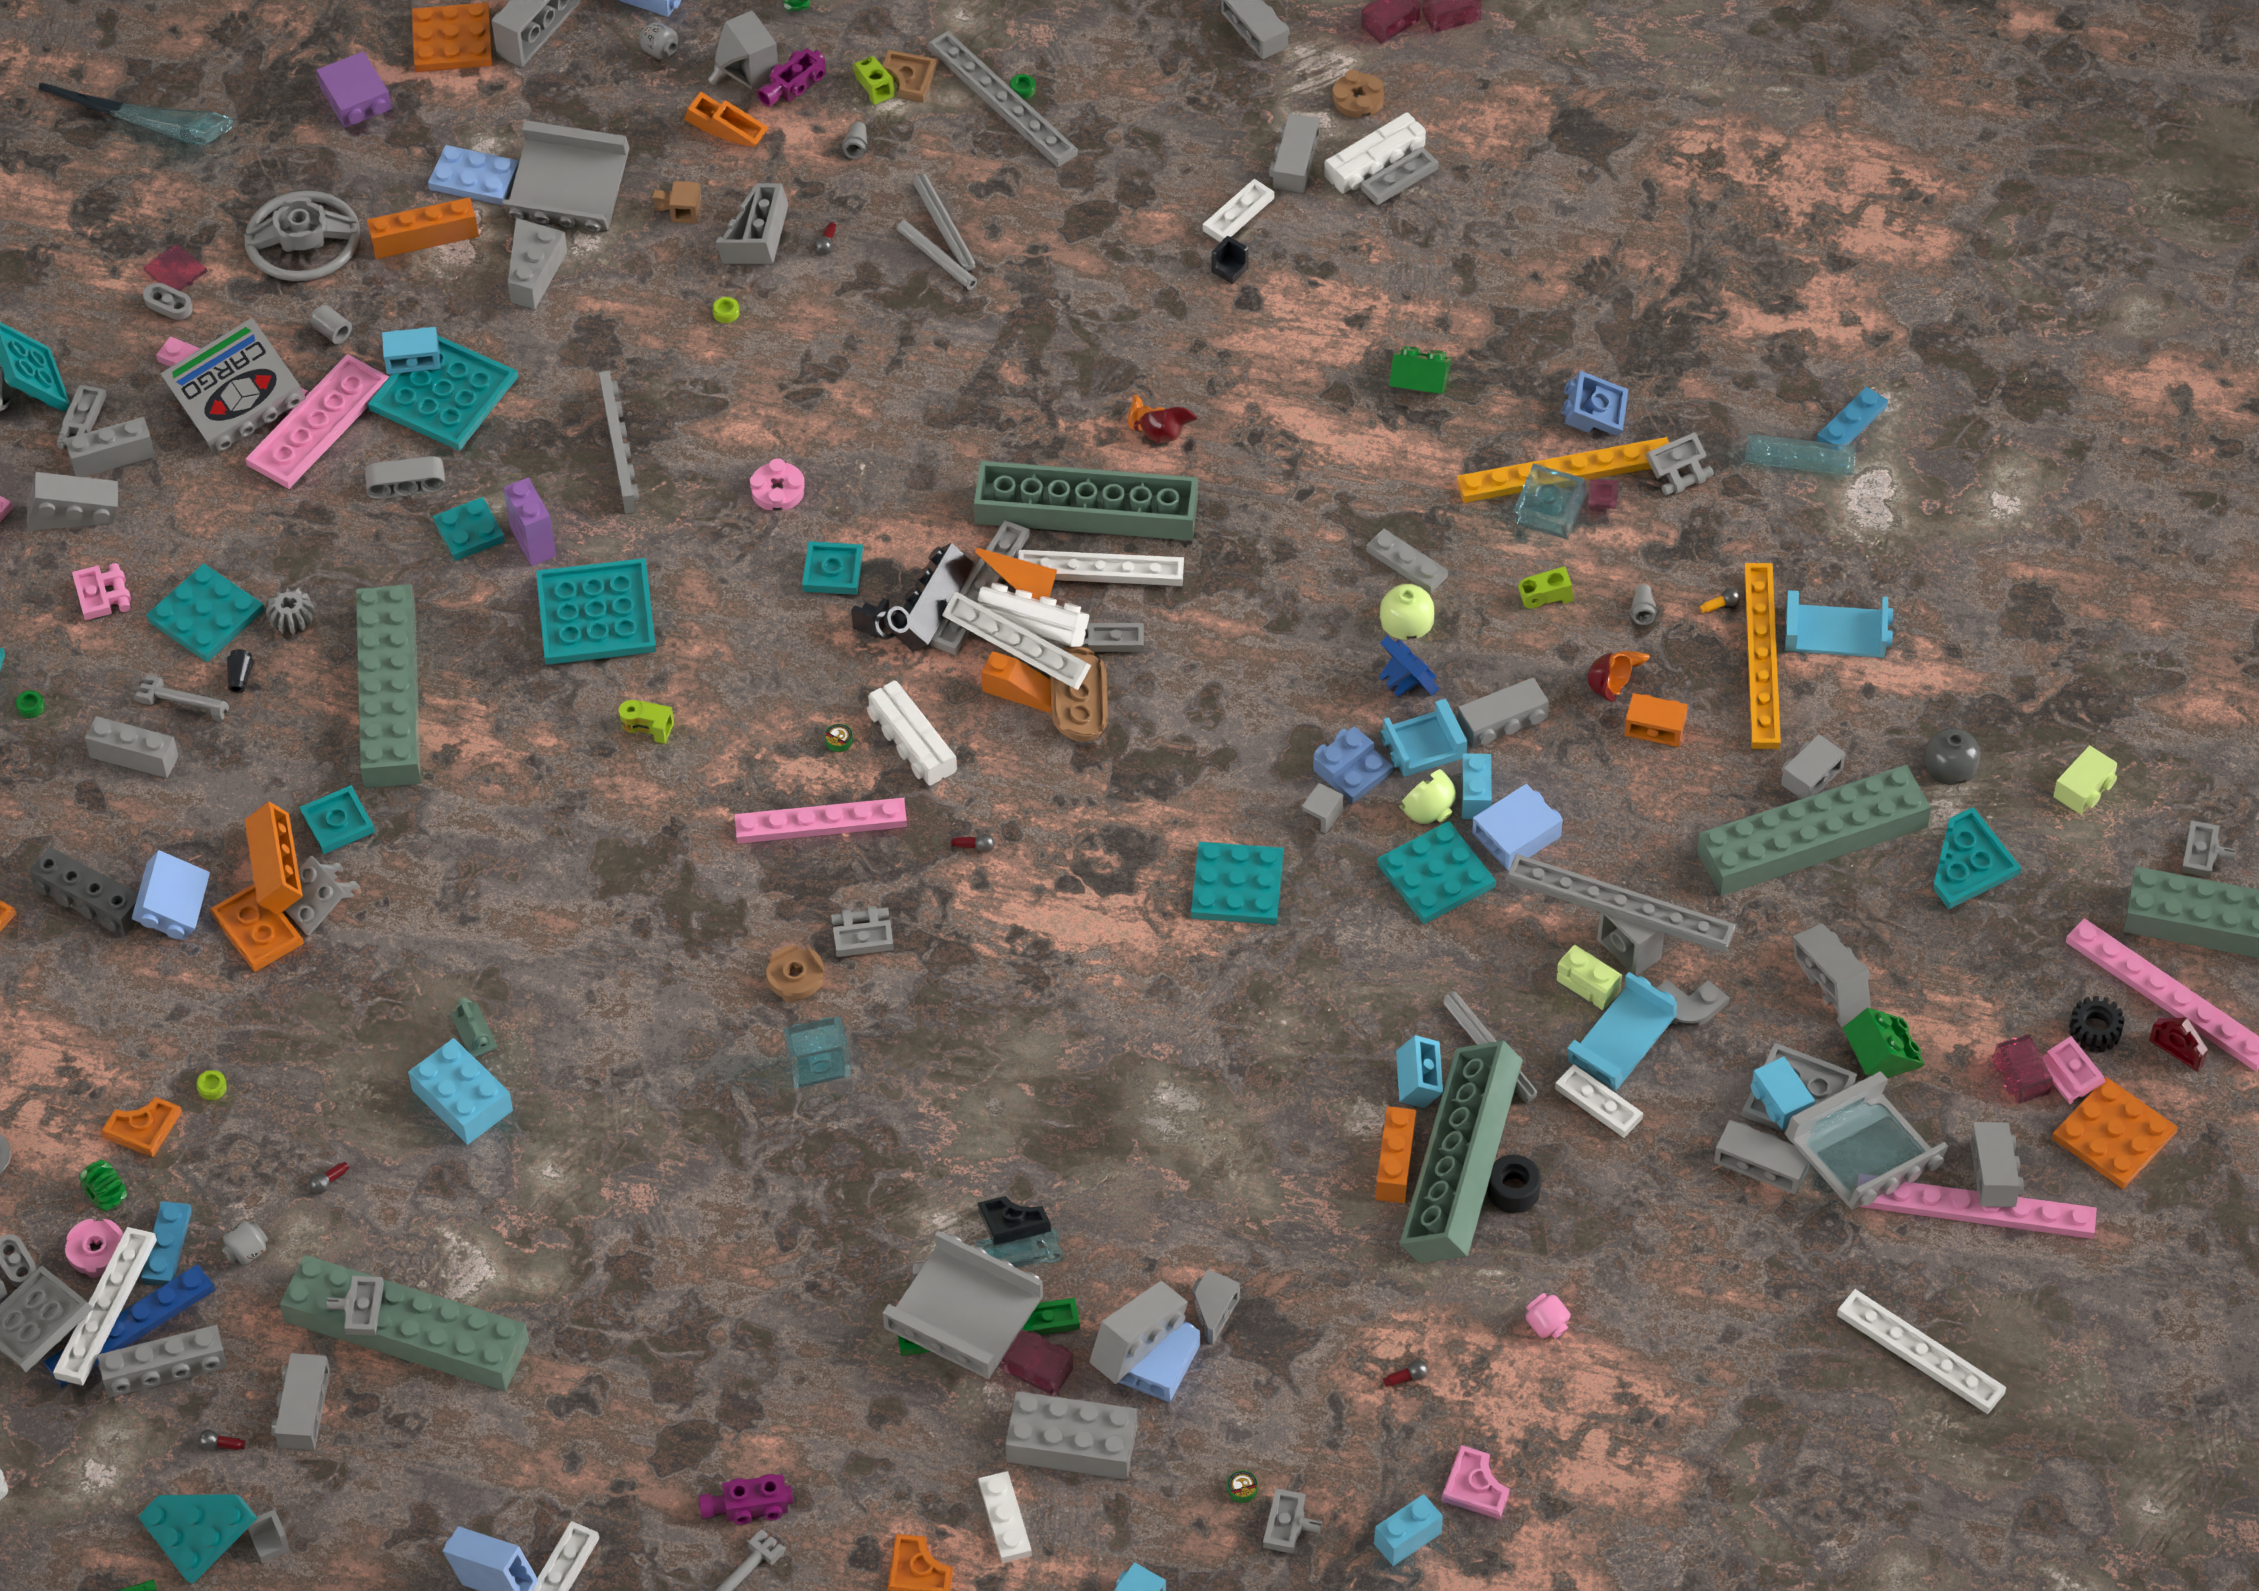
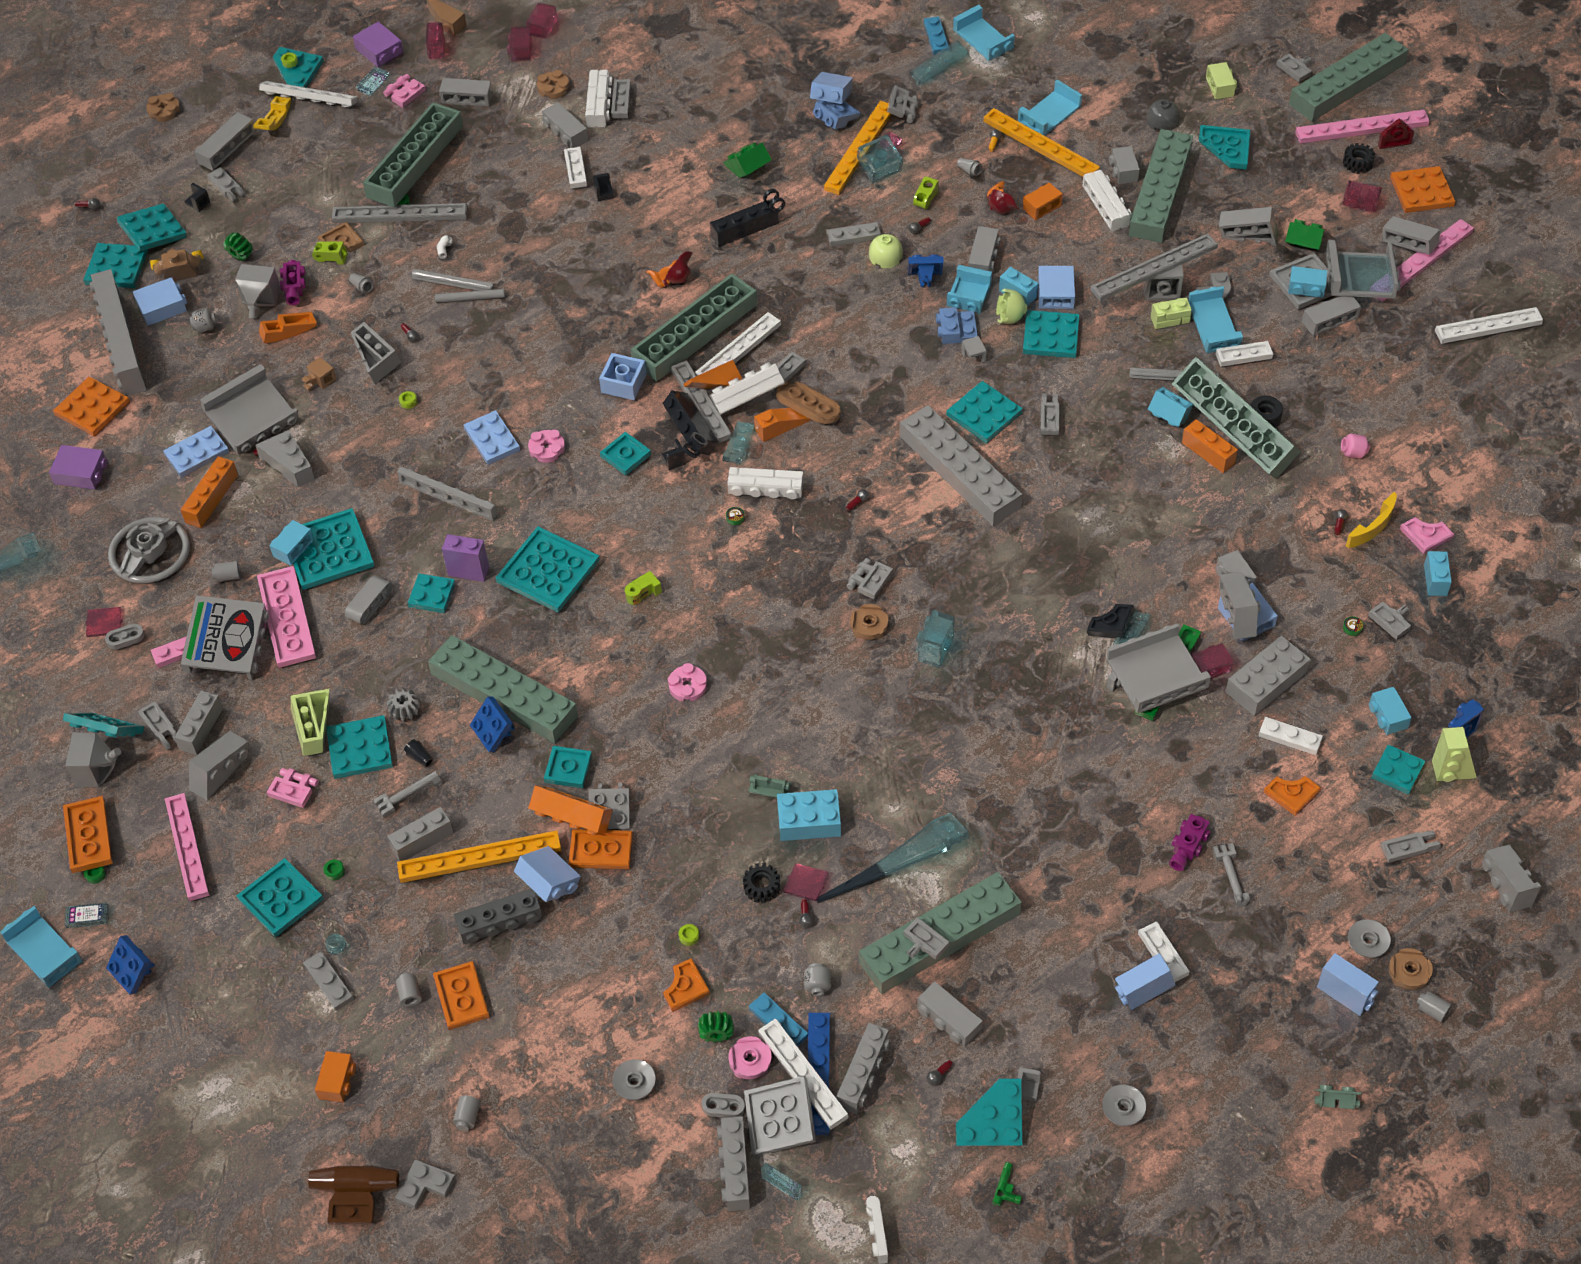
camera: 50 degrees left, 0 degrees up
(150, 819) = (475, 856): none -> light orange plate
(196, 539) = (310, 719): none -> yellowish green wedge
(326, 707) = (491, 724): none -> blue plate
(333, 1121) = (761, 893): none -> black tyre
(371, 1150) = (805, 882): none -> clear pink piece
(517, 1233) = (930, 841): none -> clear light blue plate
(550, 840) = (687, 673): none -> bright pink plate
(742, 426) = (491, 437): none -> light blue plate
(820, 820) = (780, 555): bright pink plate -> none
(941, 484) = (622, 376): none -> light blue brick
(951, 668) = (739, 443): none -> clear light blue plate
(986, 174) = (445, 240): none -> white arm
(1016, 640) = (758, 402): white plate -> none
(1094, 43) = (413, 154): none -> sand green brick
(1118, 910) = (960, 465): none -> light grey brick
(1293, 953) = (1049, 416): none -> light grey hinge
(1312, 437) = (747, 220): none -> black hinge
(1435, 1418) = (1362, 535): none -> yellow slope
(1479, 616) = (914, 227): none -> flat silver piece
(1626, 371) = (831, 87): none -> light blue brick
(1728, 785) = (1106, 200): none -> white brick
(1905, 466) = (981, 34): none -> medium azure panel
(2072, 1070) = (1379, 178): bright pink plate -> none

